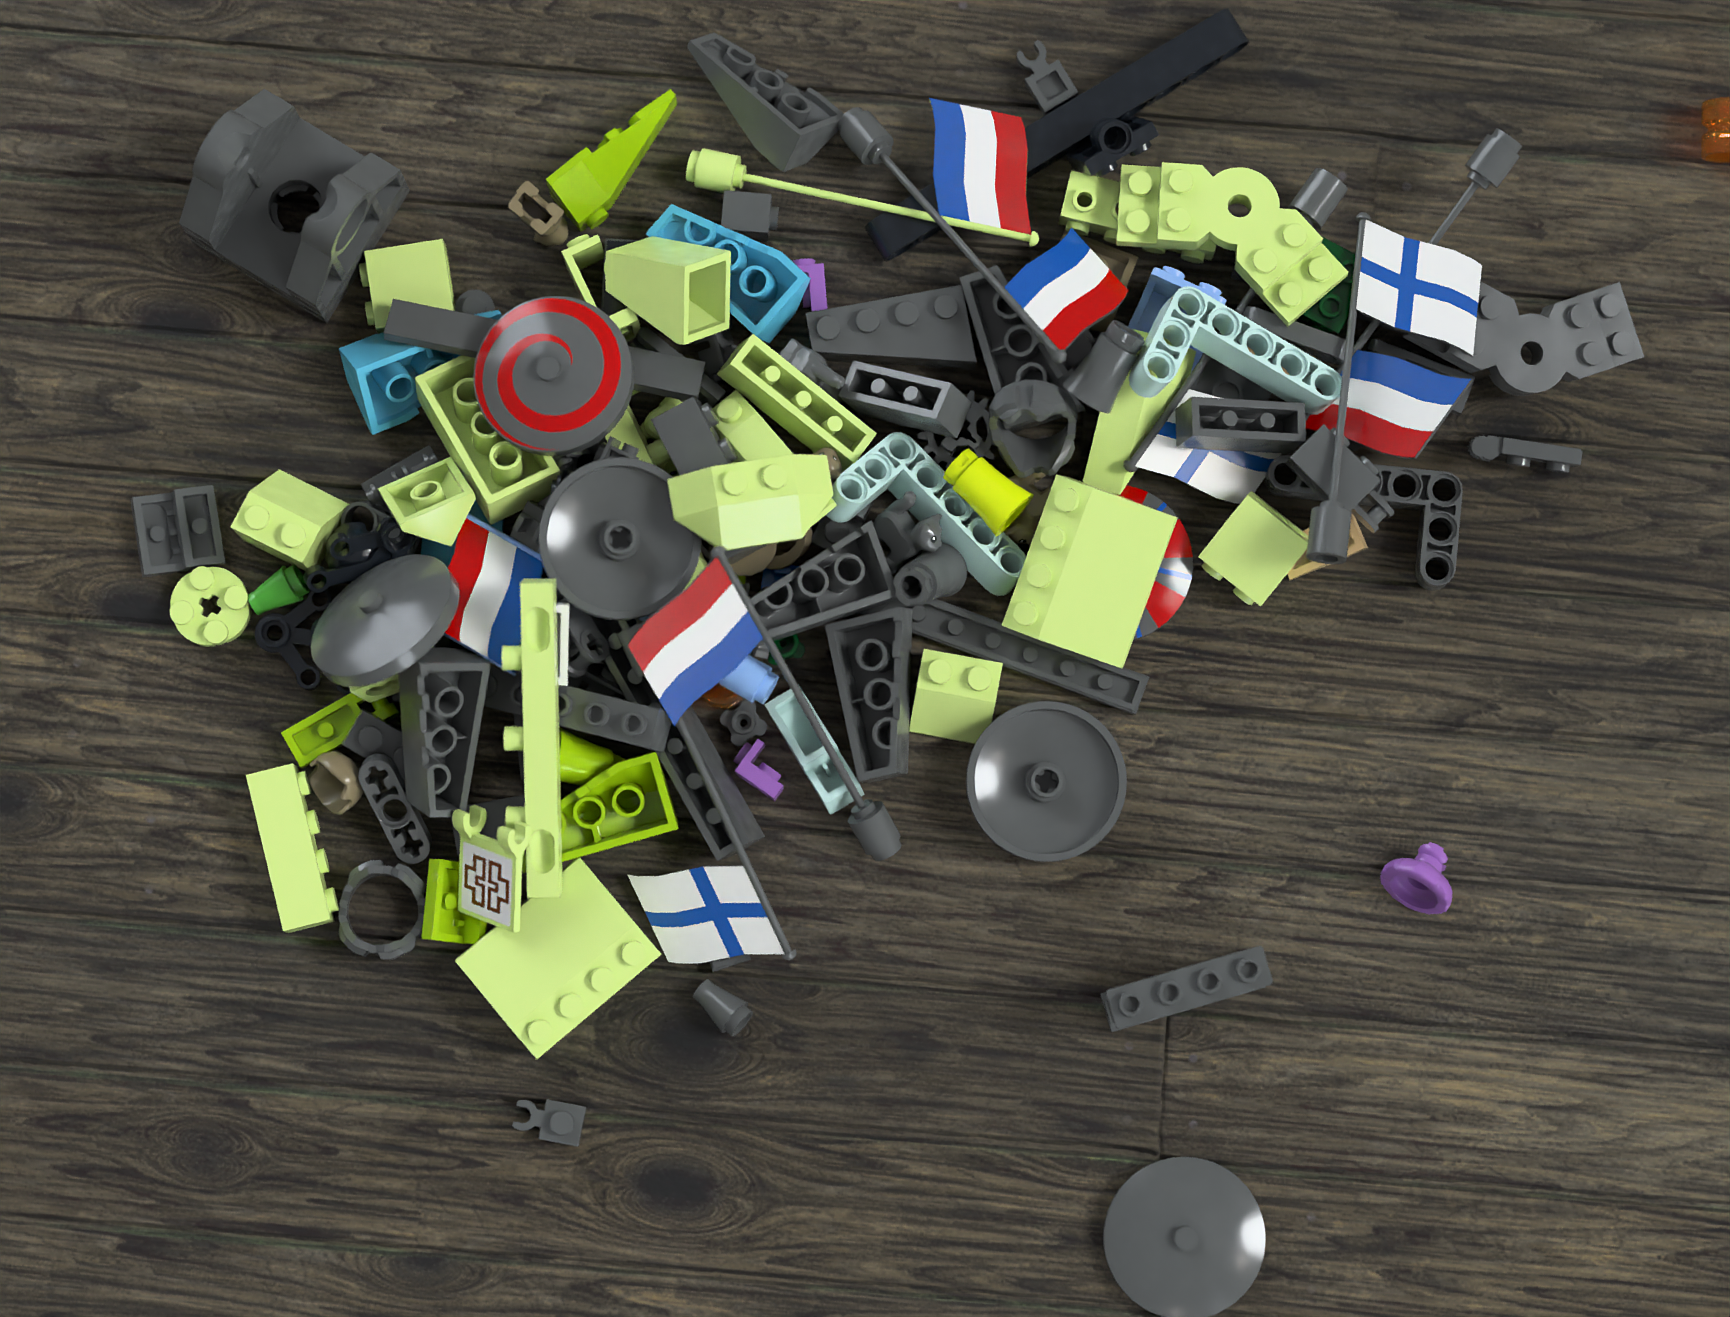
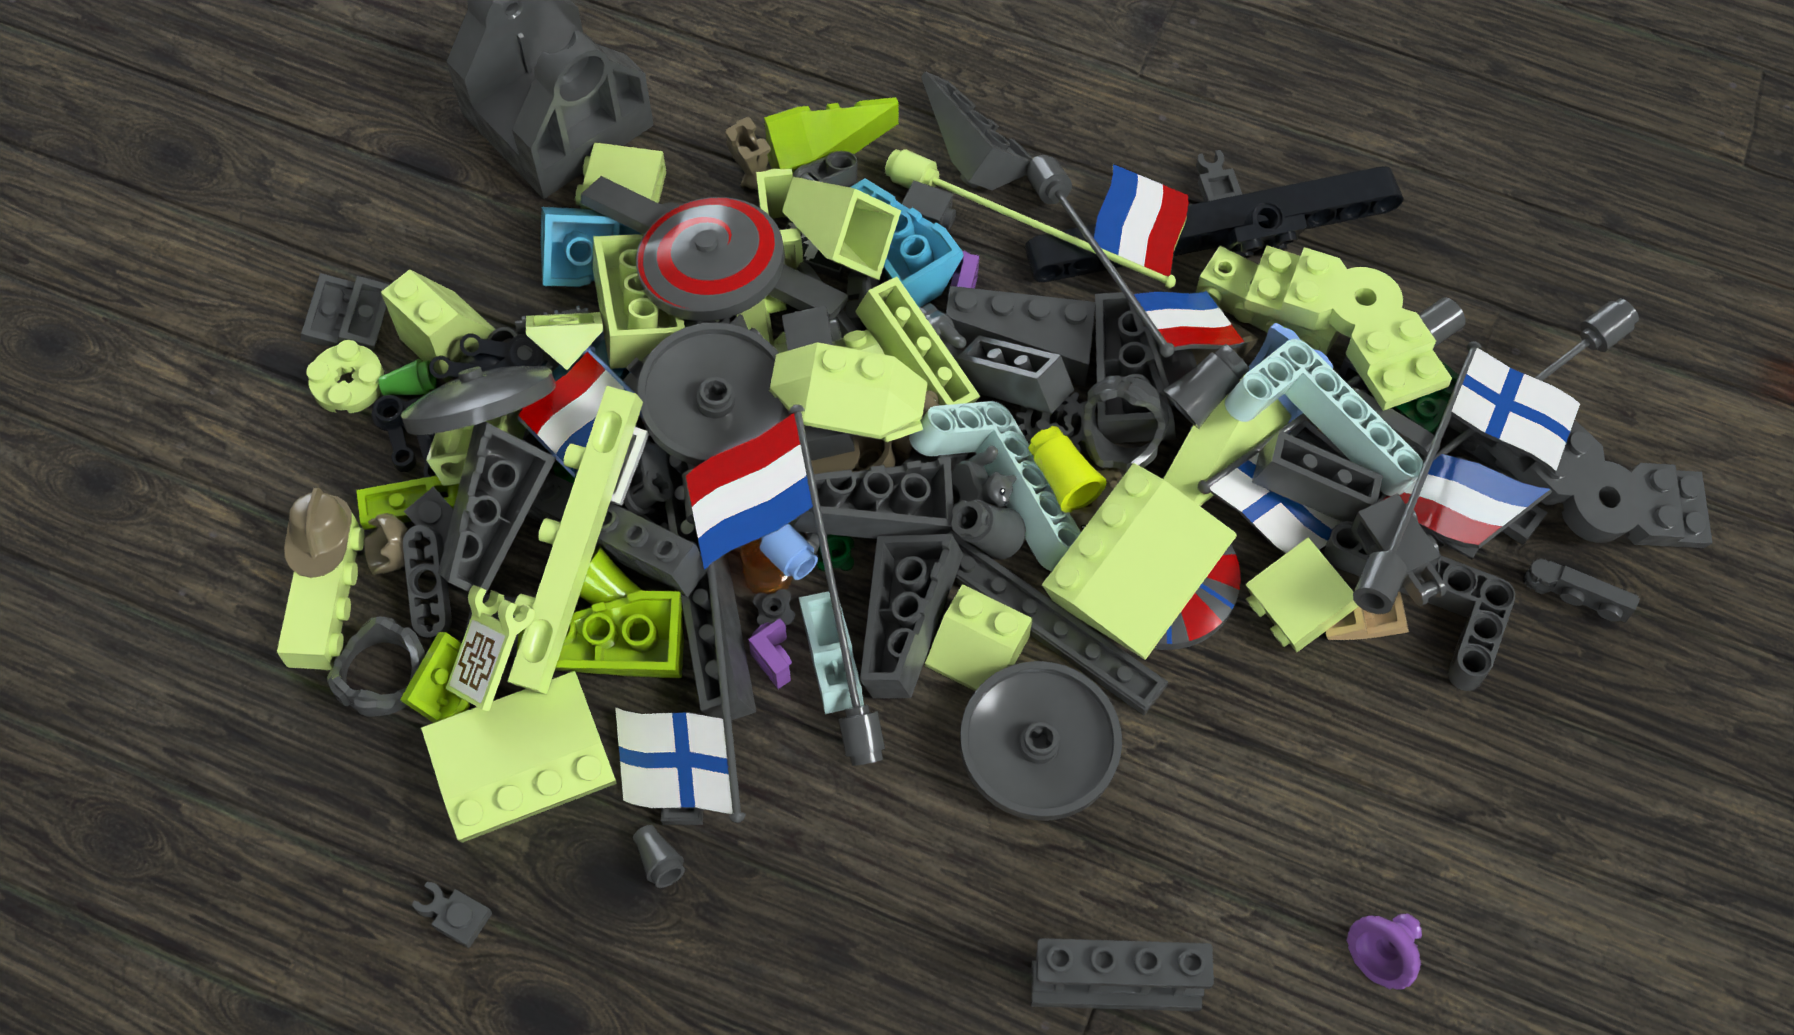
camera: 20 degrees right, 20 degrees down
(269, 797) = (317, 533): none -> dark tan piece
(624, 219) = (836, 169): none -> dark grey piece

